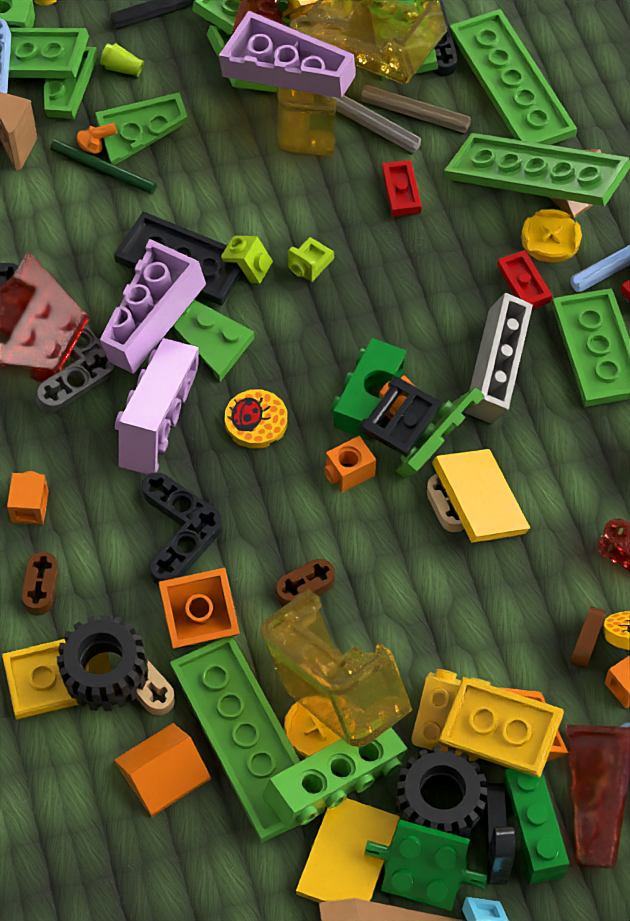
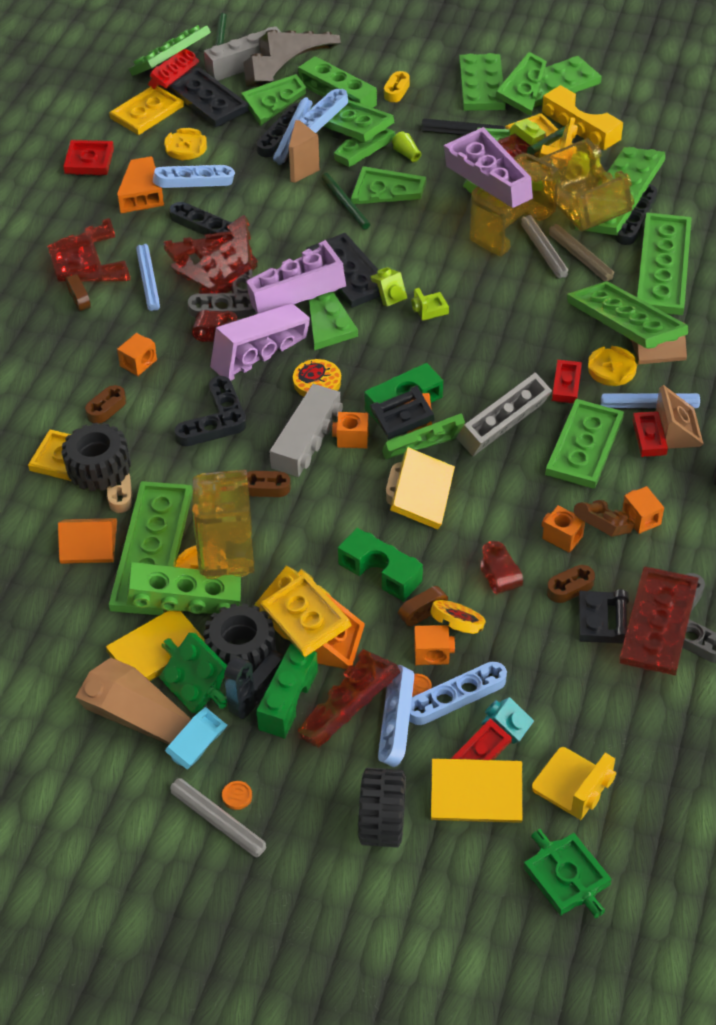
camera: 35 degrees right, 10 degrees down
(88, 413) = (207, 321): none -> clear red piece
(90, 139) = (348, 181): orange plate -> none
(198, 608) = (182, 457): orange slope -> none
(300, 492) = (305, 430): none -> light grey brick
(401, 188) = (529, 292): red plate -> none
(535, 608) = (363, 551): none -> green arch

